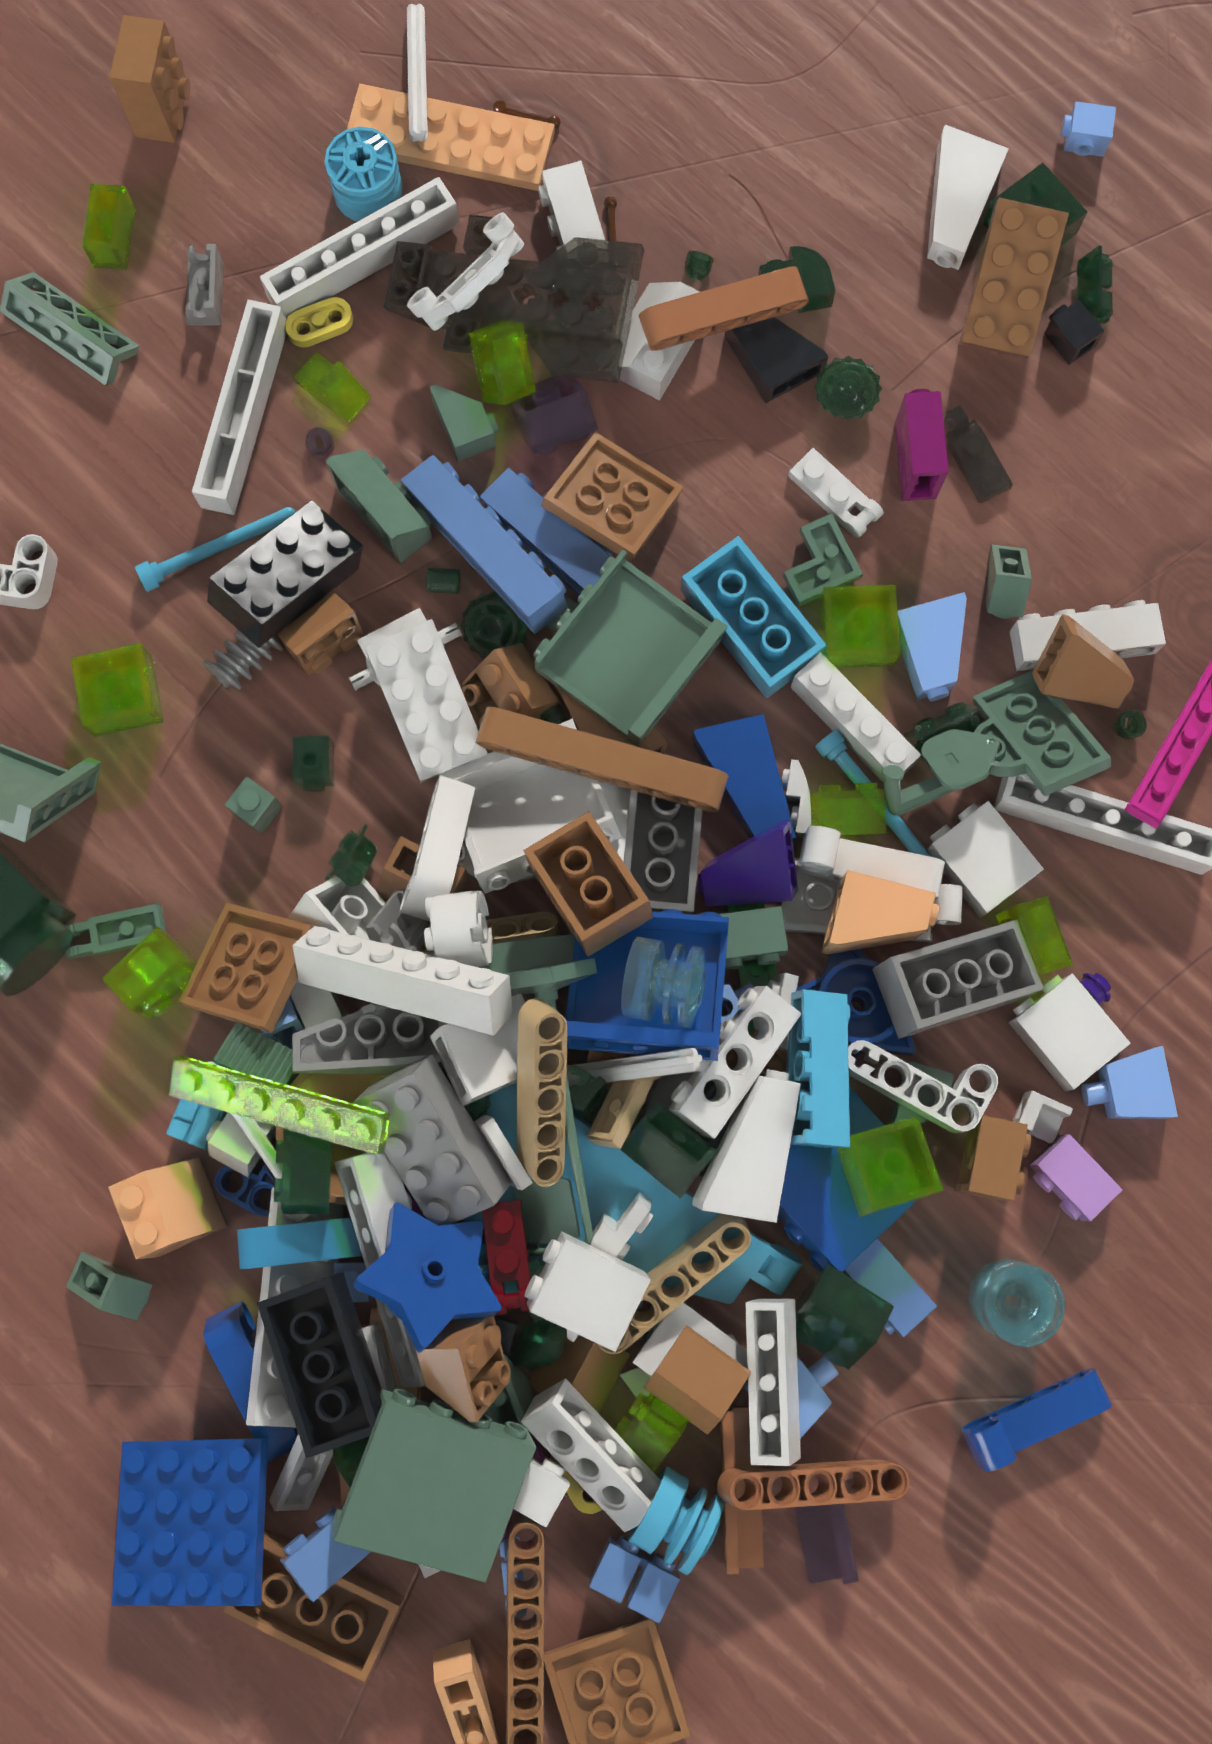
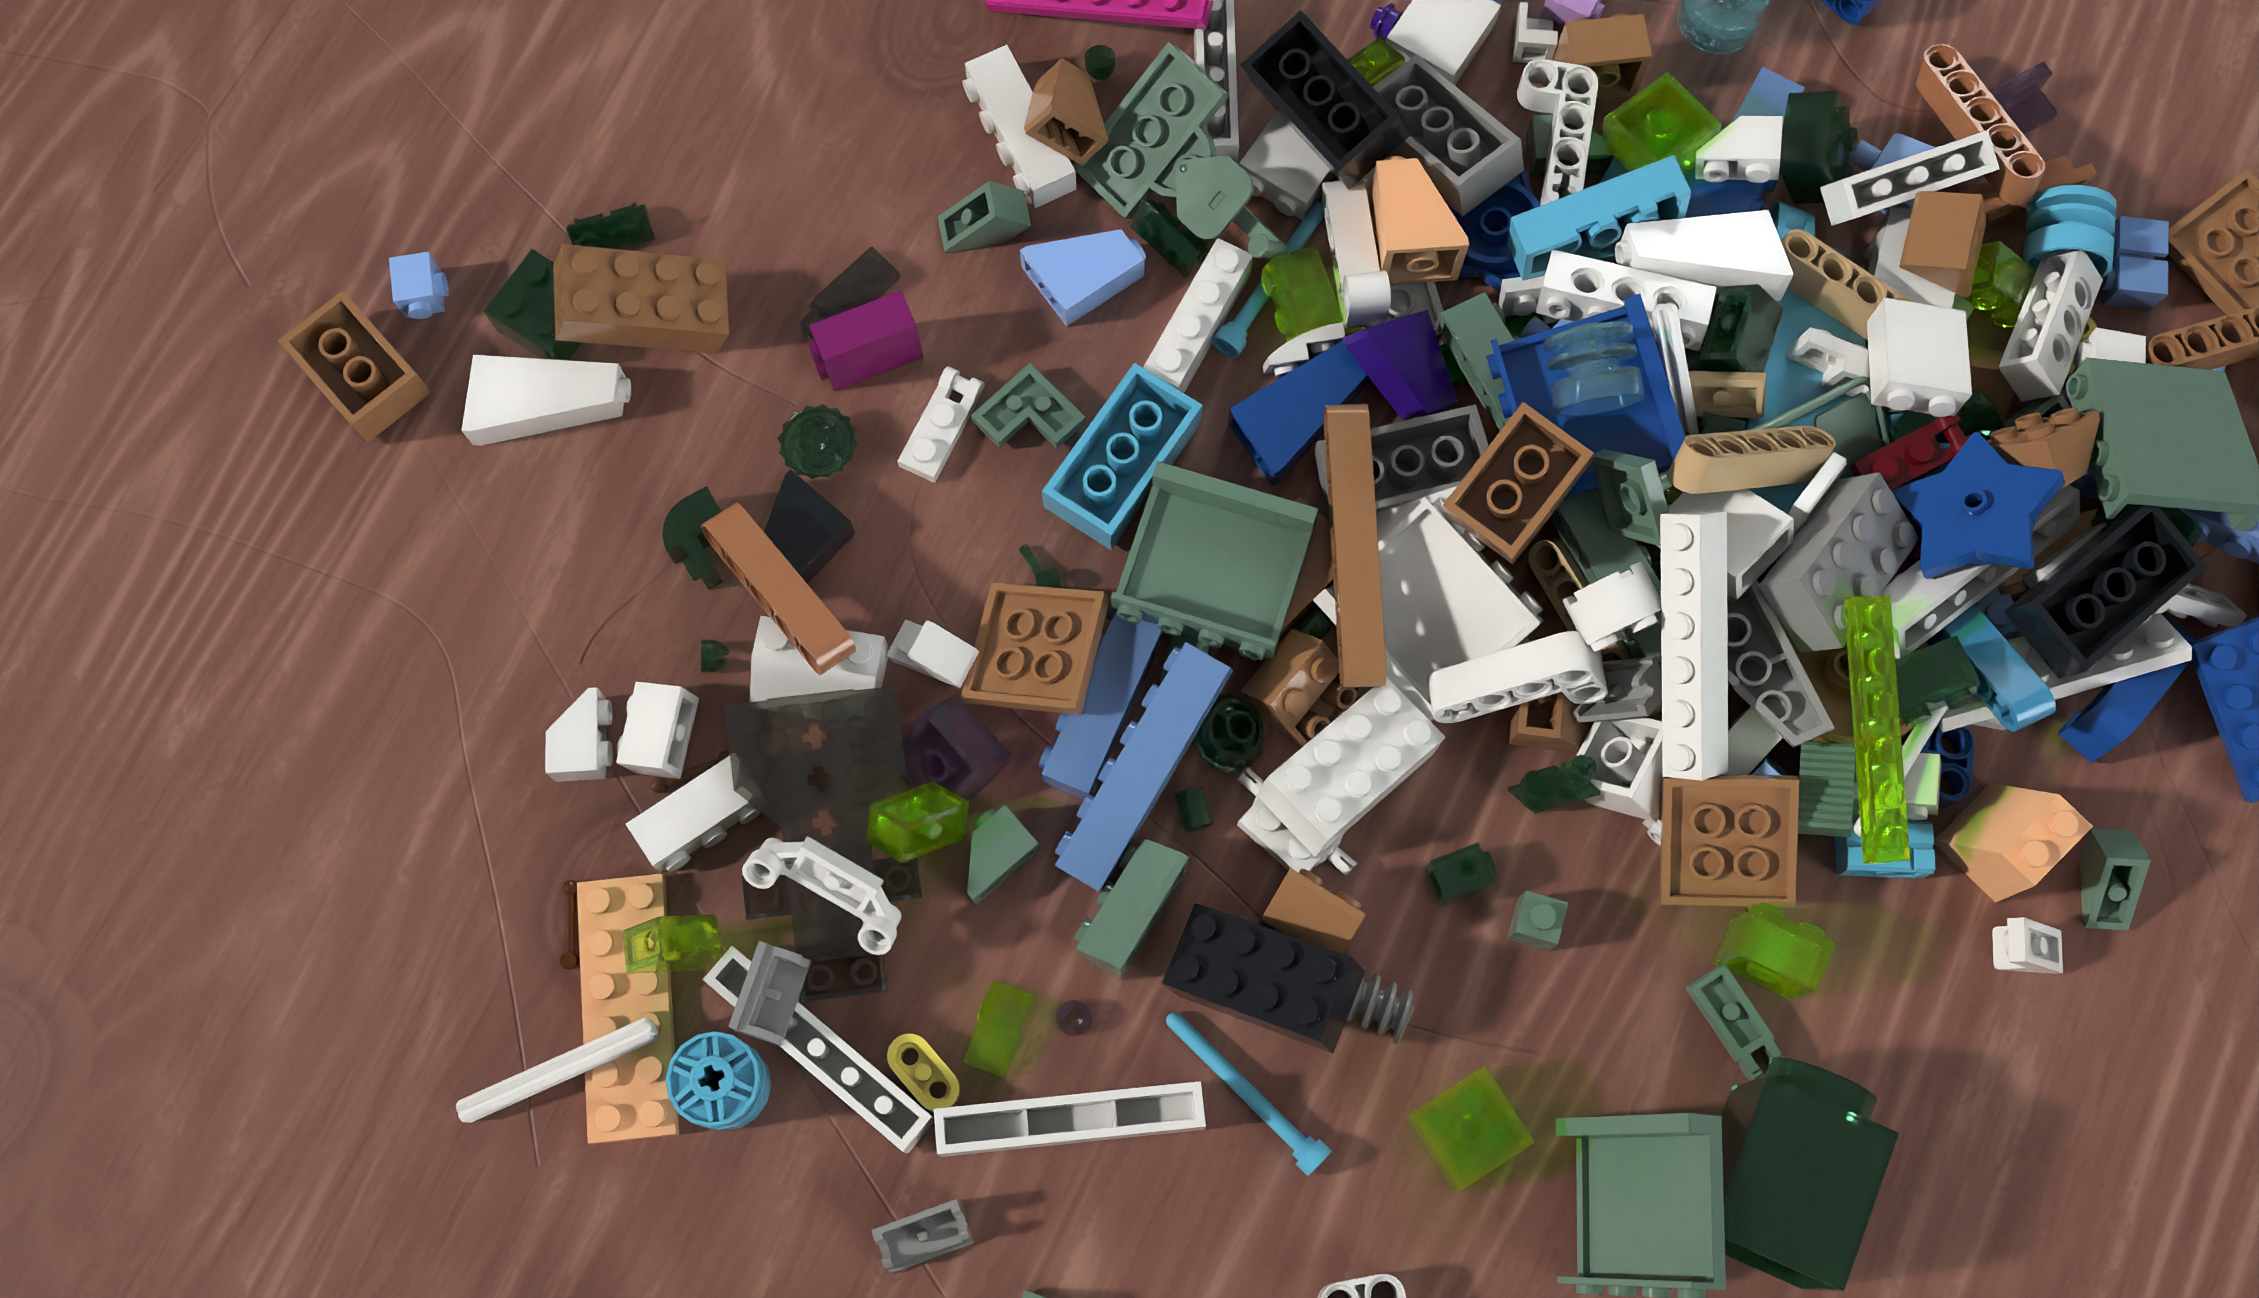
camera: 110 degrees left, 5 degrees down
(80, 1192) = (2027, 947): none -> white slope
(406, 212) = (770, 993): none -> light grey hinge
(474, 168) = (680, 941): none -> clear neon green torso
(639, 422) = (933, 652): none -> white slope
(649, 207) = (657, 730): none -> white brick
(663, 153) = (578, 741): none -> white slope
(672, 529) = (1045, 578): none -> clear green hand
(847, 1234) = (1743, 151): none -> white slope
(860, 625) = (1092, 344): clear neon green brick -> none
(1014, 877) = (1325, 99): none -> black brick
(1029, 63) = (354, 366): none -> medium nougat brick
(1073, 331) = (673, 230): black brick -> none

